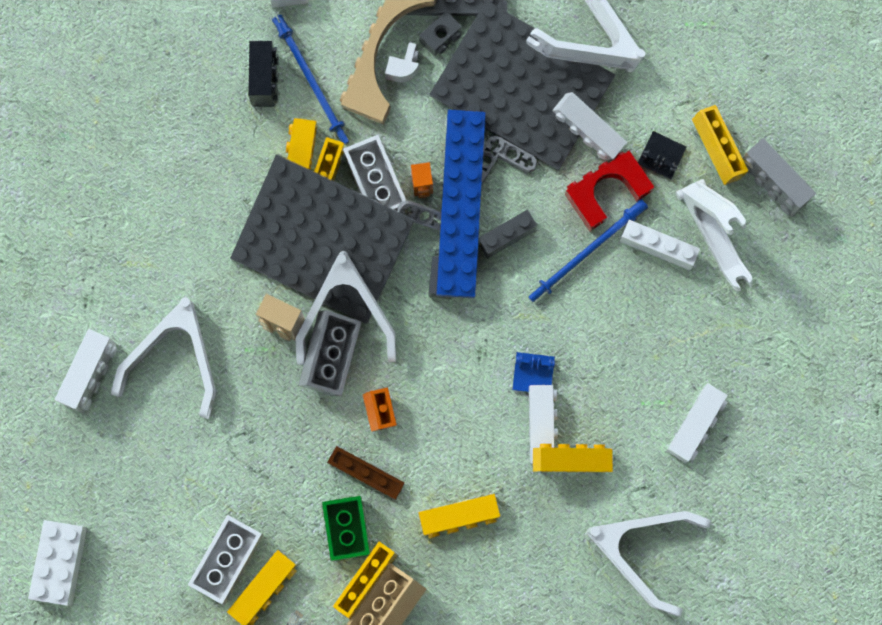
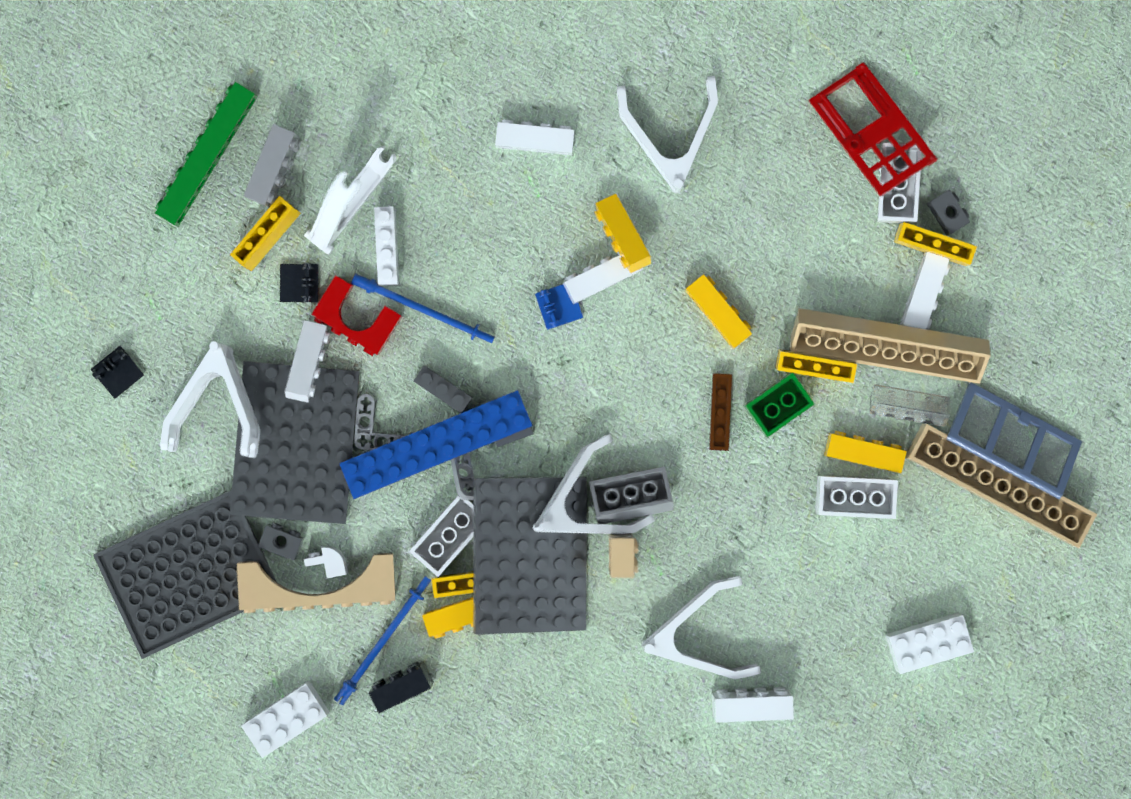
camera: 115 degrees left, 10 degrees up
(379, 409) = (659, 426): orange brick -> none
(422, 180) = (431, 490): orange brick -> none
(814, 128) = (206, 154): none -> green brick

